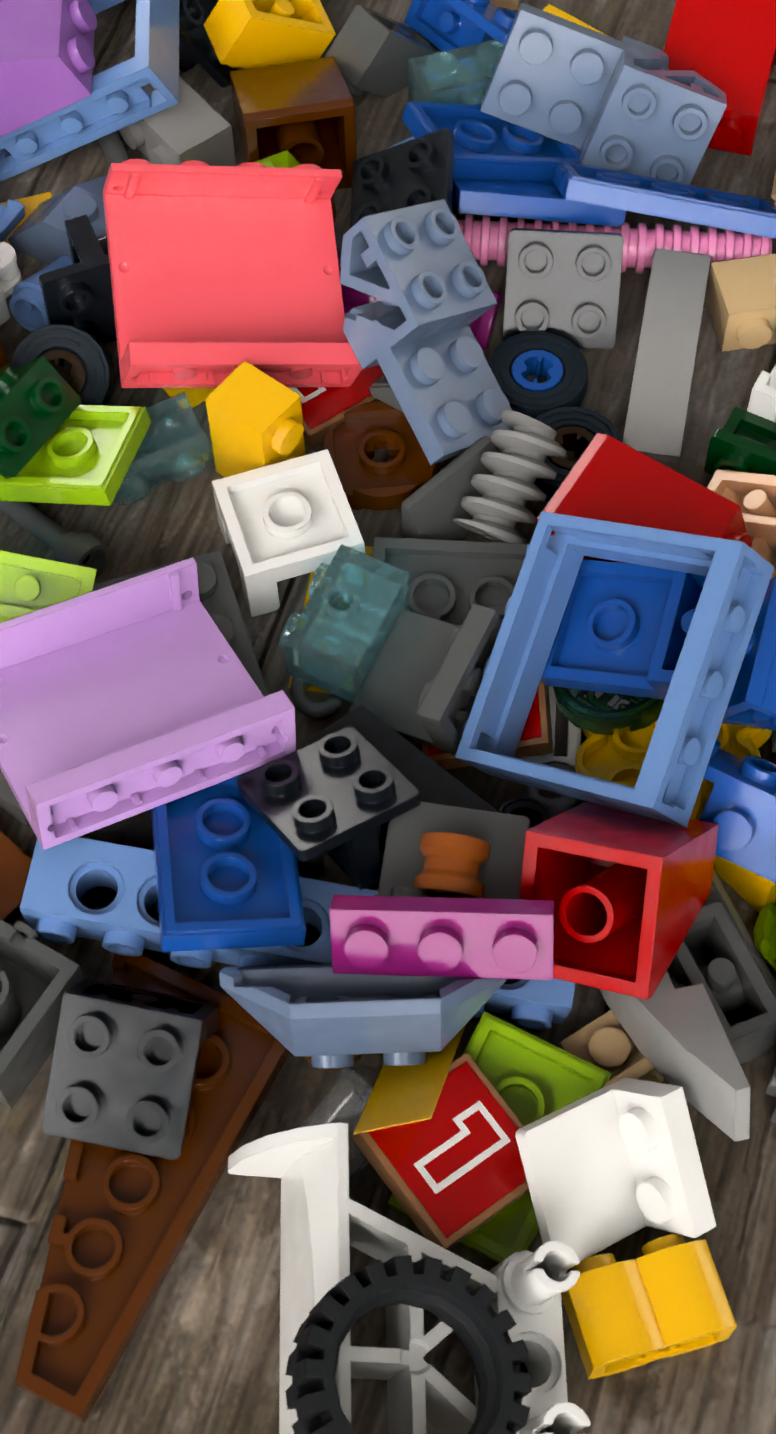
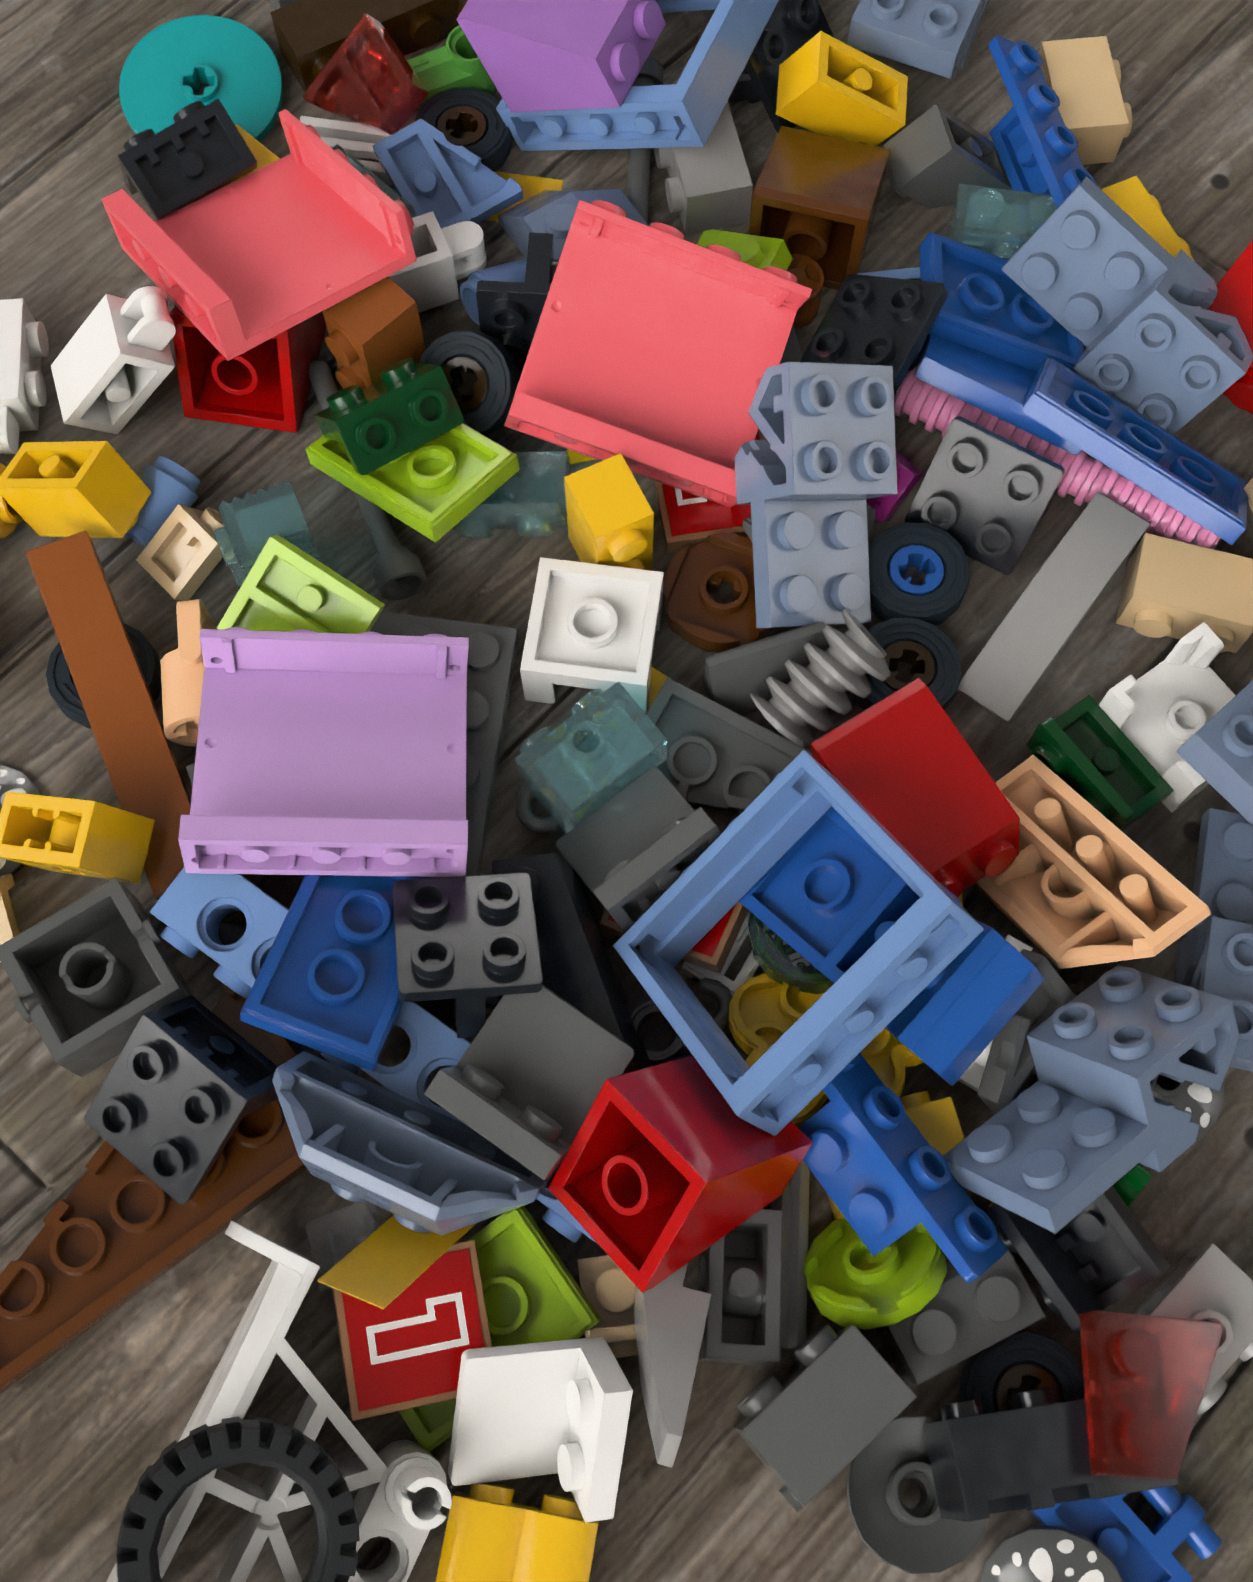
camera: 25 degrees right, 10 degrees up
(442, 937) = (479, 1144): magenta plate -> none
(452, 865) = (531, 1072): dark orange wheel -> none

